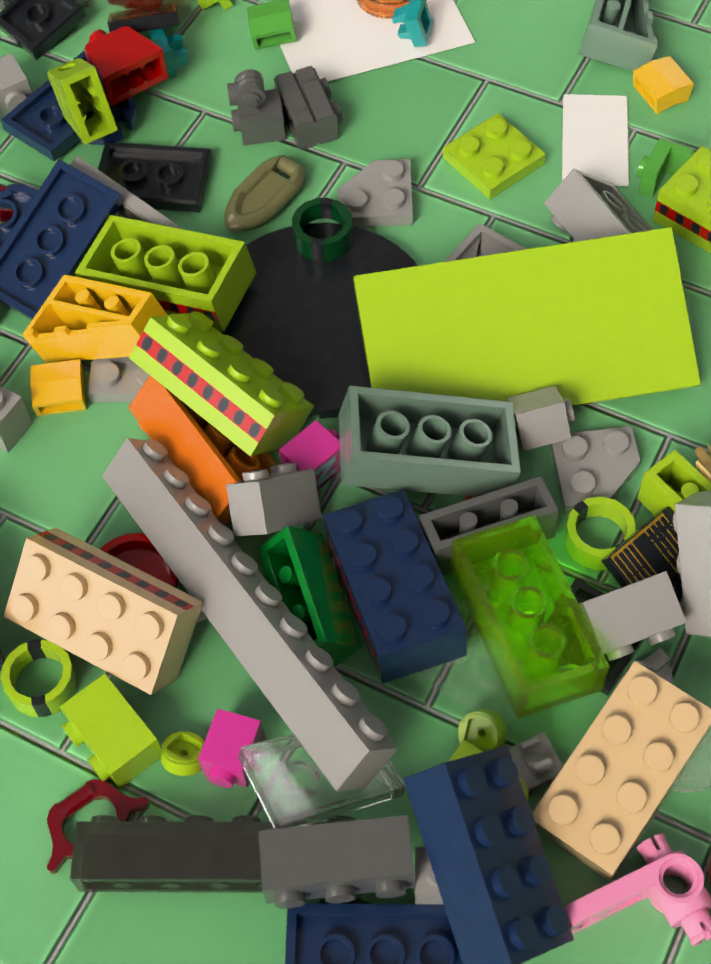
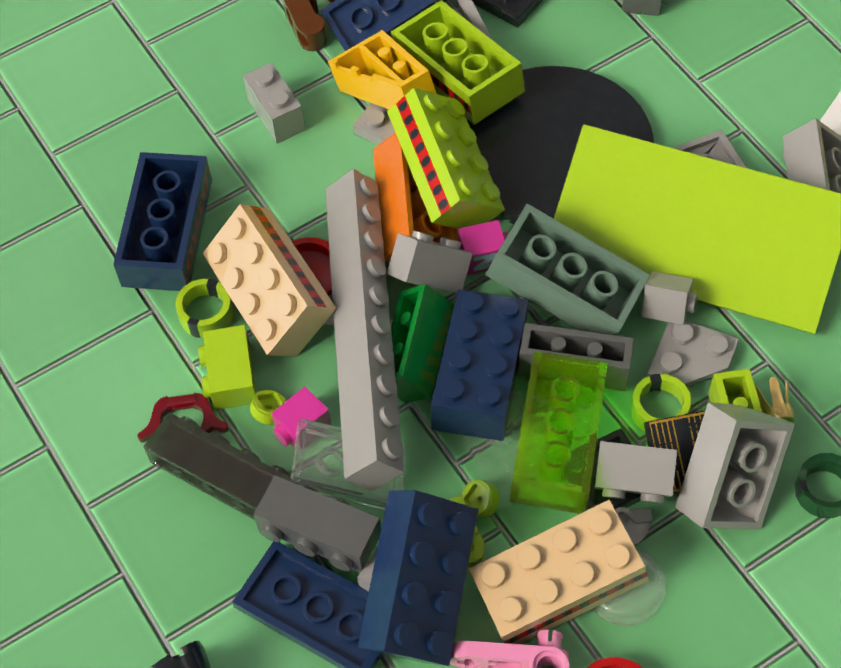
camera: 30 degrees right, 0 degrees up
(58, 387) = (335, 112): yellow piece -> none
(263, 193) = (572, 33): olive piece -> none
(326, 248) = (595, 97): dark green piece -> none
(380, 194) = (659, 73): light grey plate -> none
(494, 156) = (772, 82): lime plate -> none
(536, 762) = (502, 535): light grey tile -> none

